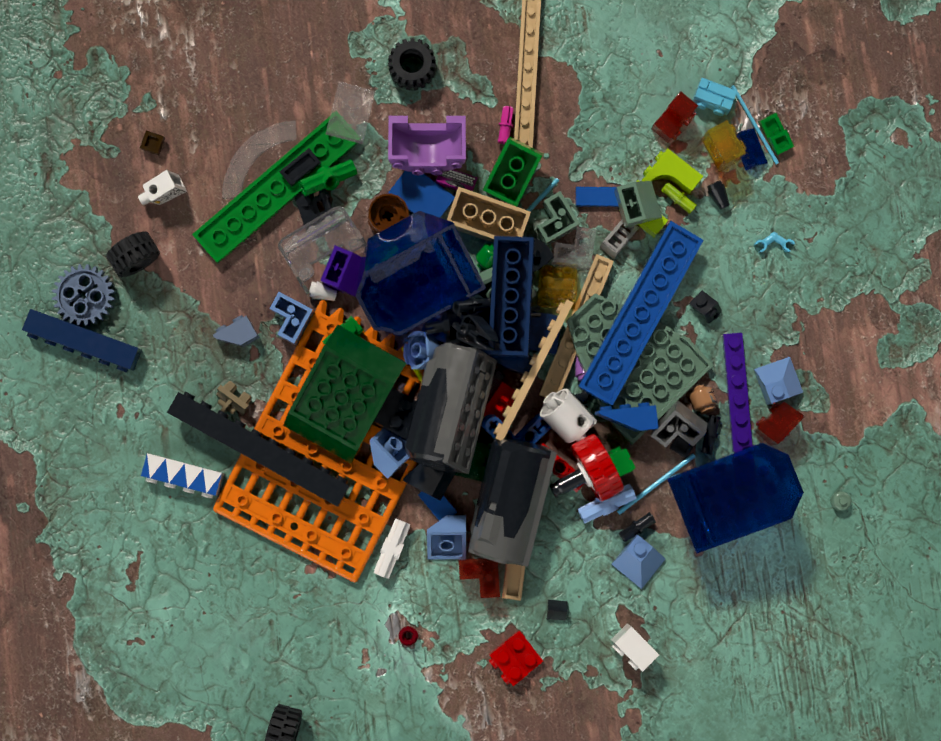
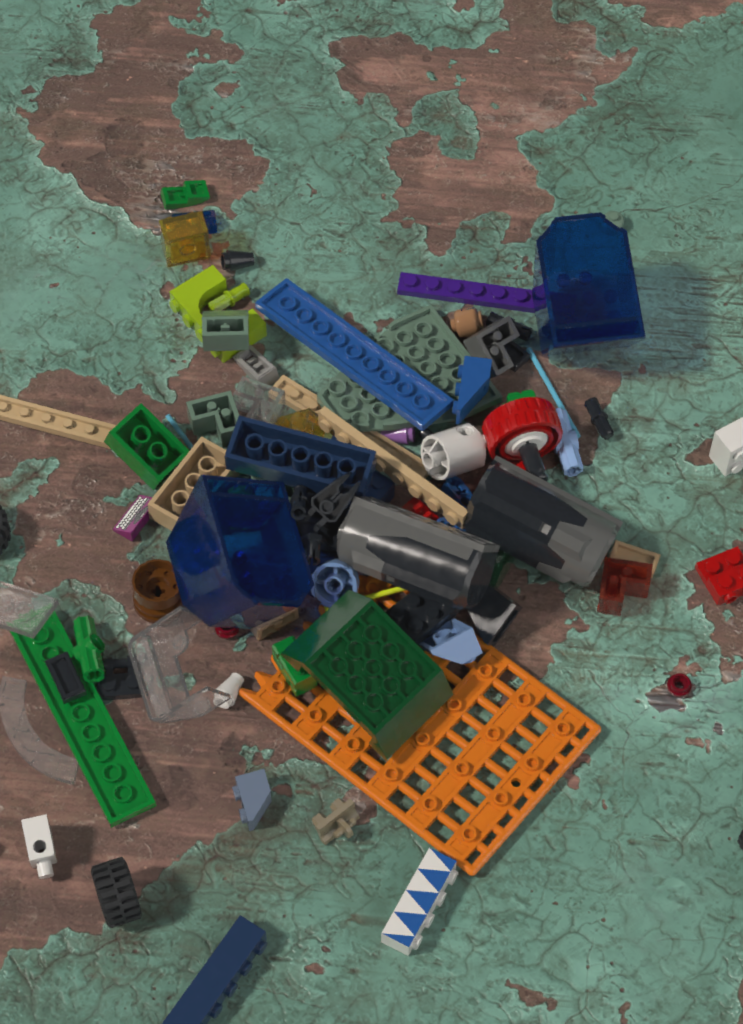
camera: 70 degrees left, 25 degrees down
(93, 309) = (171, 967): sand blue gear -> none
(259, 449) = (408, 794): black brick -> none
(296, 317) = (251, 721): medium blue brick -> none
(342, 271) = (210, 657): dark purple slope -> none
(392, 548) = (568, 678): white piece -> none
(422, 194) = (144, 546): blue tile -> none
(427, 146) = (89, 522): medium lavender cylinder -> none
(438, 508) = (528, 619): blue tile -> none
(447, 538) = (570, 611): medium blue slope -> none
(506, 124) = (86, 451): dark pink axle -> none
(557, 610) = (679, 520): black slope -> none
(595, 197) = (201, 375): blue tile -> none
(638, 561) = (637, 426): medium blue slope -> none
(678, 113) = (134, 277): clear red brick -> none
(706, 306) = (361, 298): black bracket -> none
(714, 97) = (124, 240): medium azure brick -> none
(755, 126) = (157, 215): medium azure piece -> none
(777, 238) = (302, 219): medium azure arm -> none
(778, 381) = (465, 252): medium blue slope -> none
(778, 423) = (513, 254): clear red slope -> none

